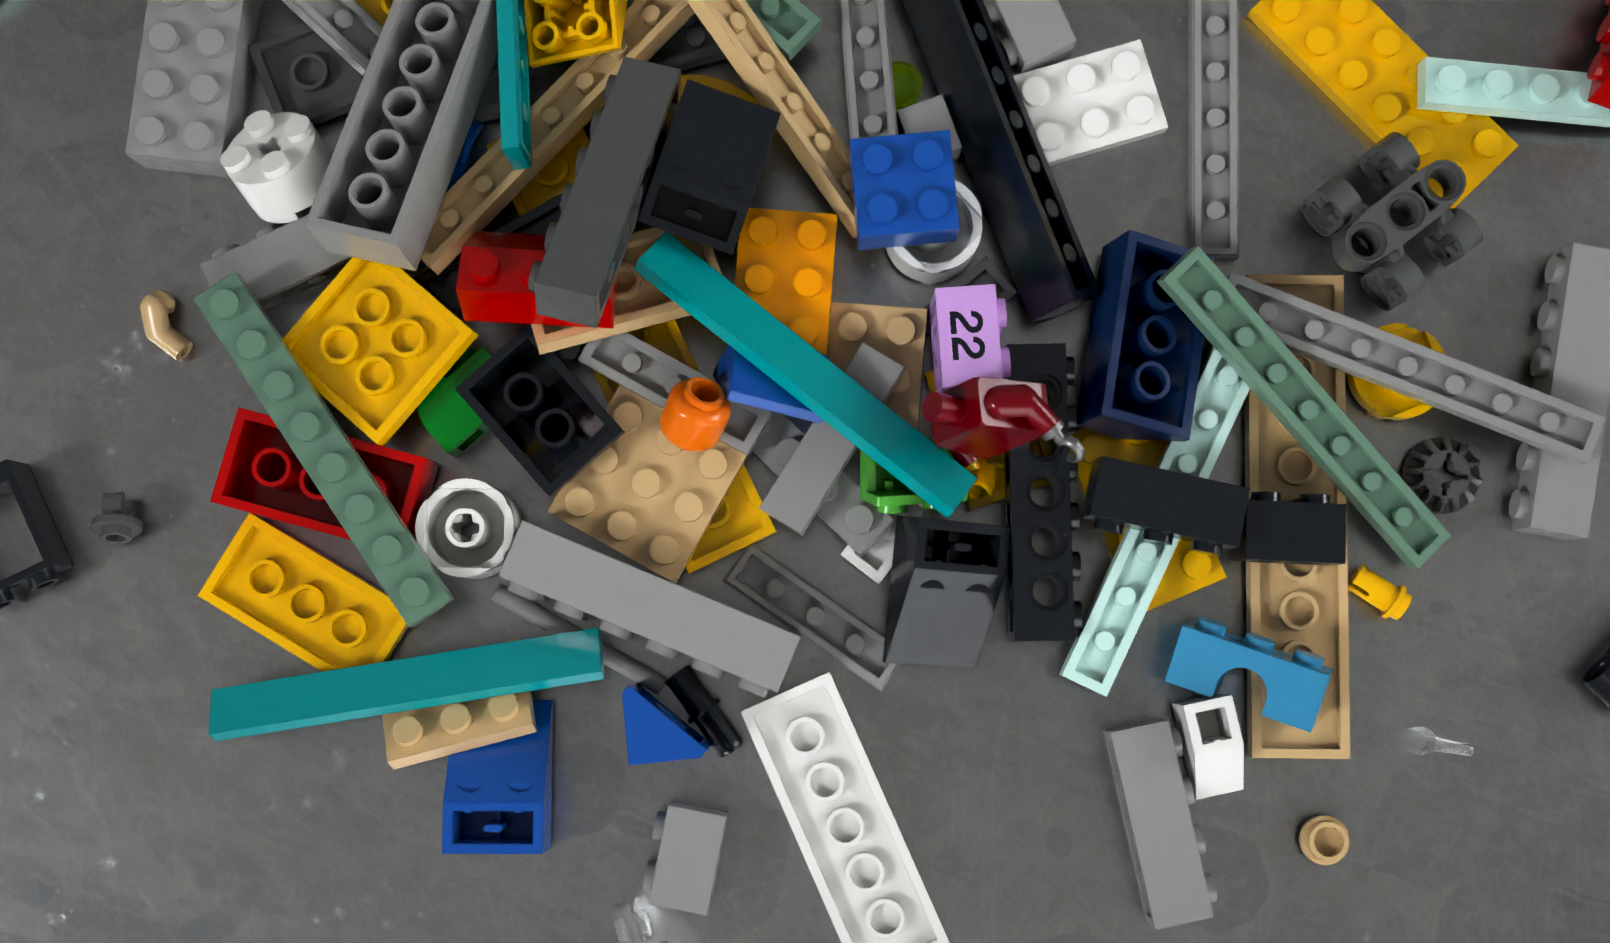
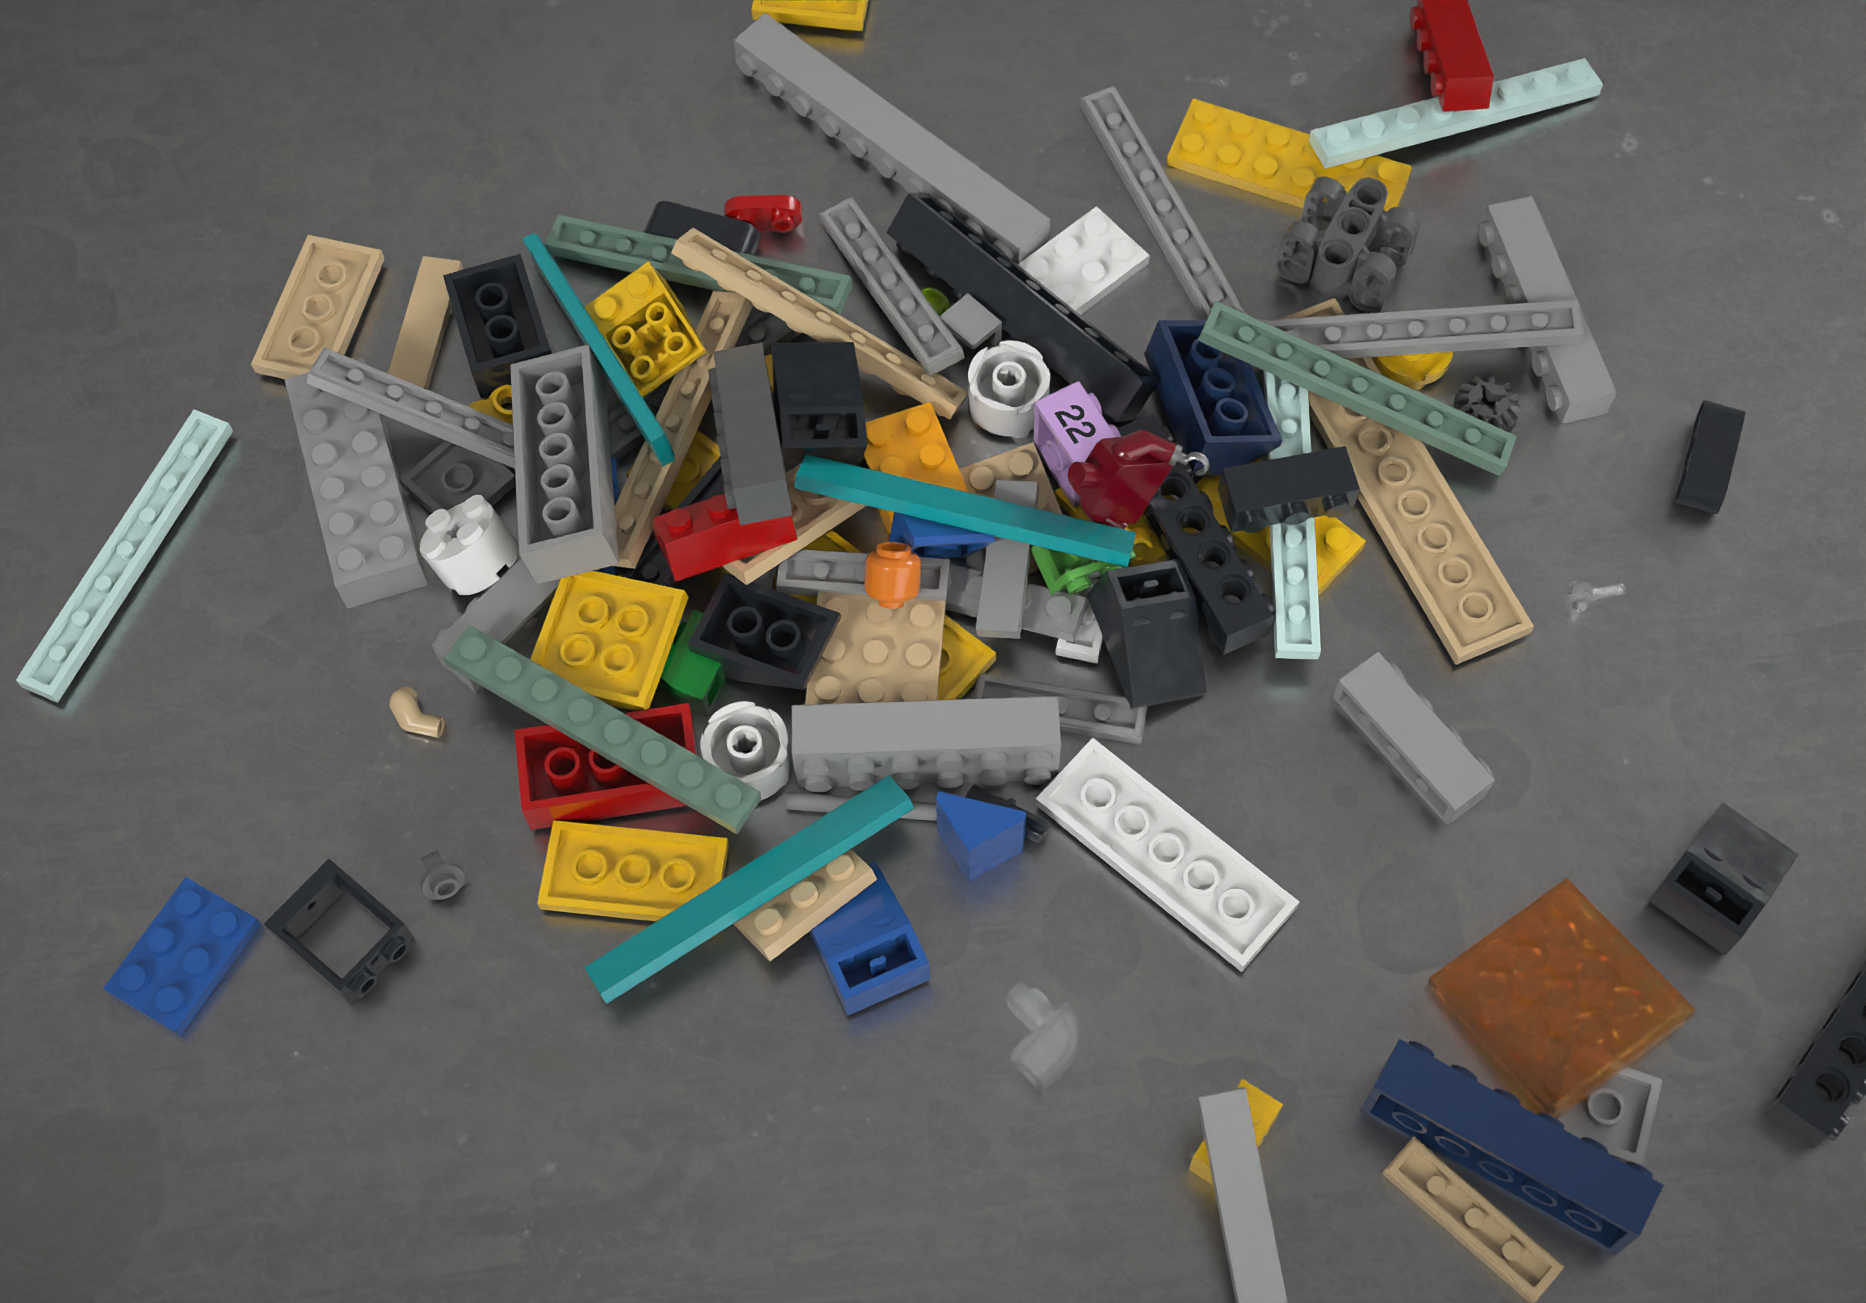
camera: 25 degrees left, 20 degrees down
(686, 857) = (1049, 931): light grey brick -> none
(903, 190) = (974, 355): blue brick -> none
(1211, 744) = (1422, 657): white slope -> none
(1292, 682) = (1383, 592): dark azure arch -> none
(1293, 531) = (1397, 478): black brick -> none
(1324, 840) = (1549, 698): tan plate -> none
(1379, 592) = (1488, 503): yellow pin -> none

